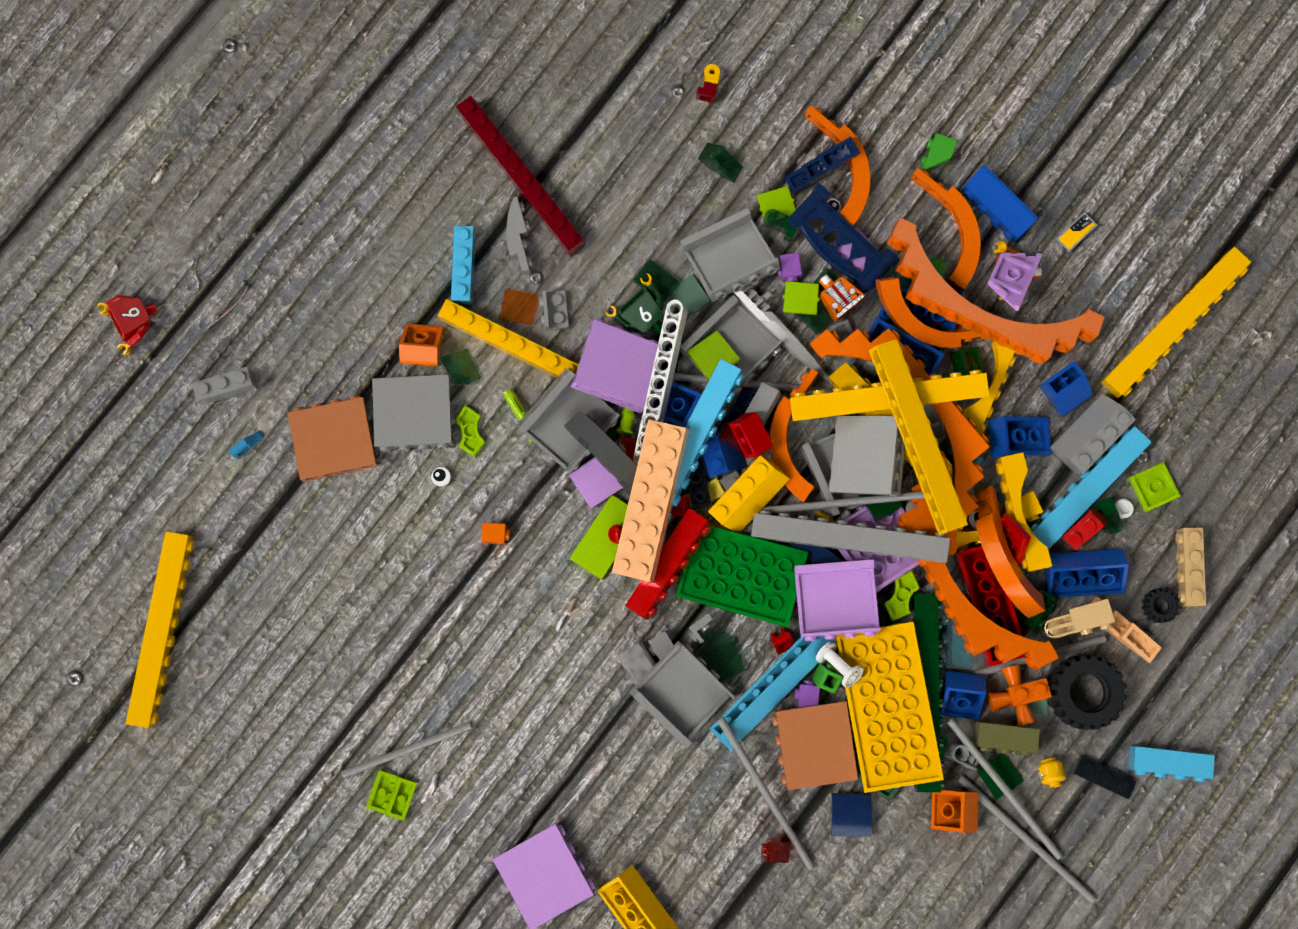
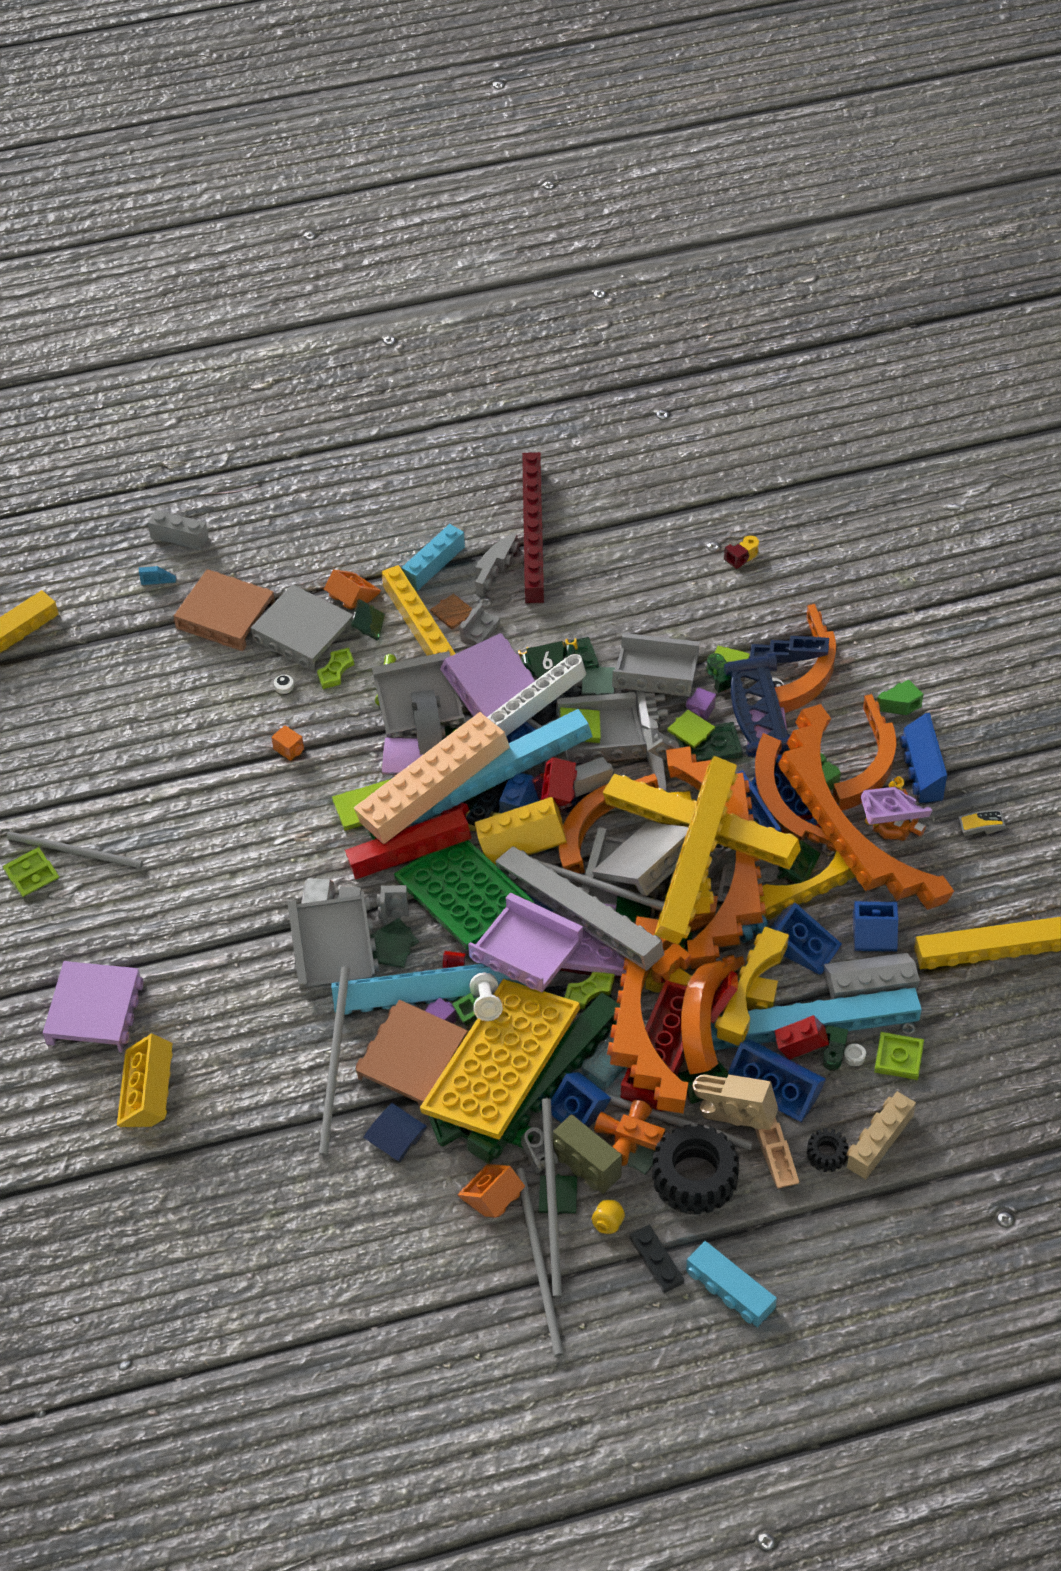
camera: 35 degrees right, 30 degrees down
(129, 318) = (151, 452): red torso -> none
(720, 161) = (706, 605): clear green slope -> none
(775, 851) = (302, 1111): clear red slope -> none
(797, 334) = (658, 743): none -> light grey bracket
(839, 296) = (725, 742): torso -> none

